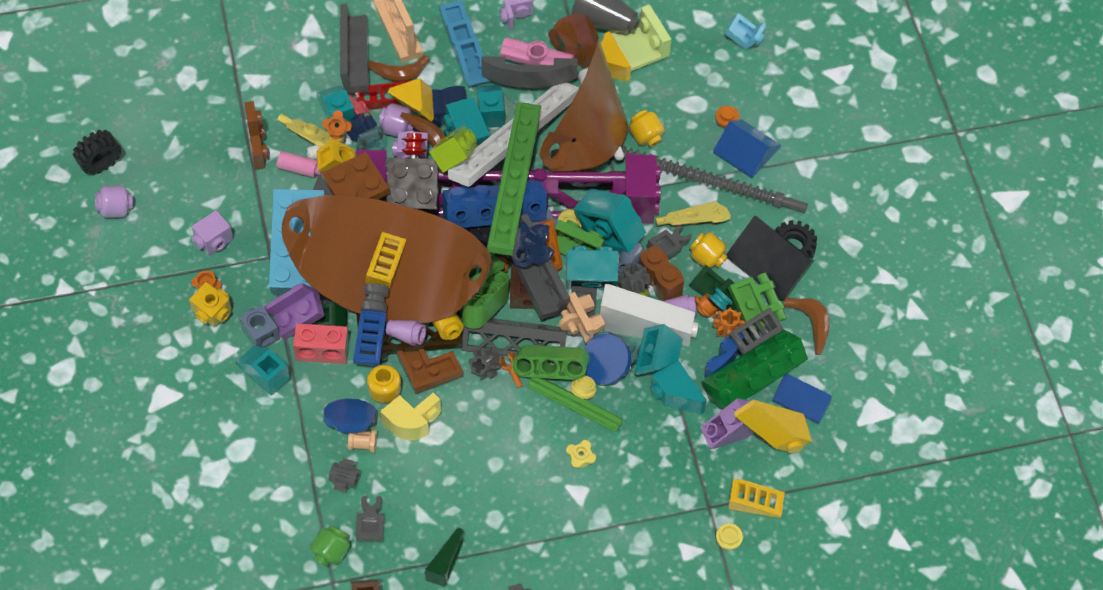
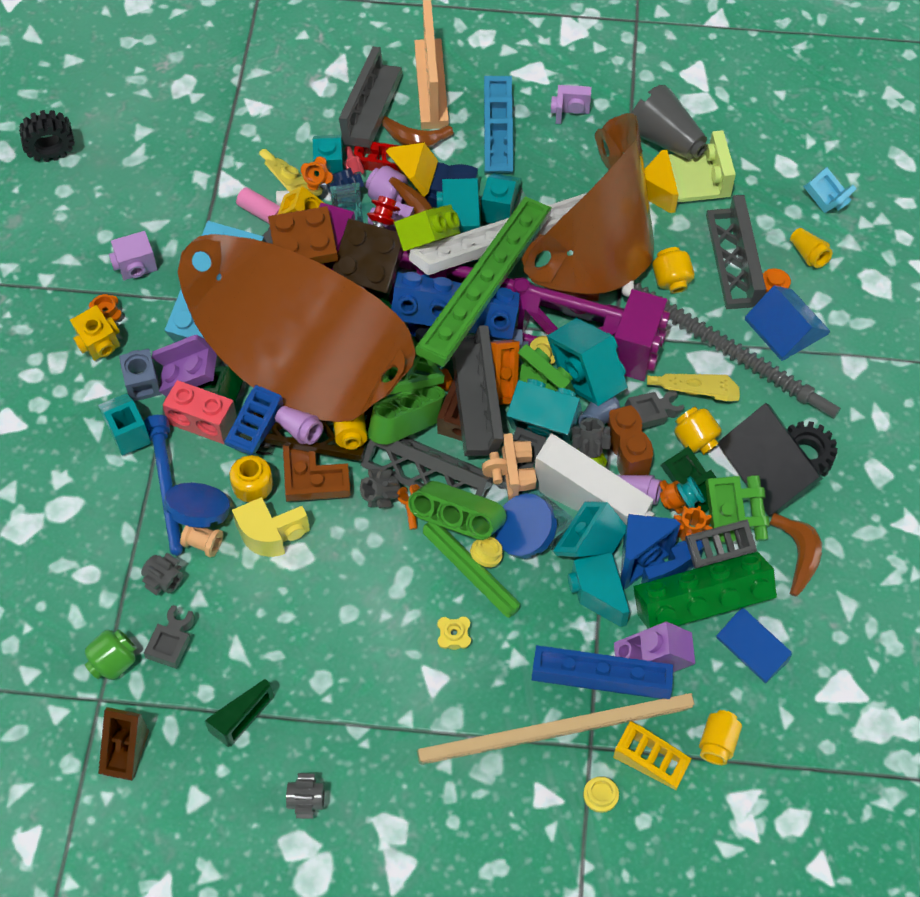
camera: 20 degrees right, 0 degrees up
(113, 201) = (42, 193): lavender head -> none
(256, 133) = (226, 161): dark orange plate -> none
(294, 370) = (158, 431): none -> blue piece
(375, 297) = (275, 374): dark grey wheel -> none
(379, 274) = (280, 346): yellow slope -> none
(527, 52) = (572, 155): bright pink piece -> none
(529, 75) = (551, 173): dark grey slope -> none
(533, 242) = (479, 360): dark blue plate -> none
(680, 501) = (554, 729): none -> tan tile
(699, 346) = (644, 542): none -> blue slope
(700, 103) = (746, 250): none -> dark grey fence
(701, 450) = (602, 672): none -> blue fence
(746, 82) = (812, 248): none -> yellow cone
(776, 425) = (706, 670): yellow slope -> none
(800, 471) = (720, 737): none -> yellow brick

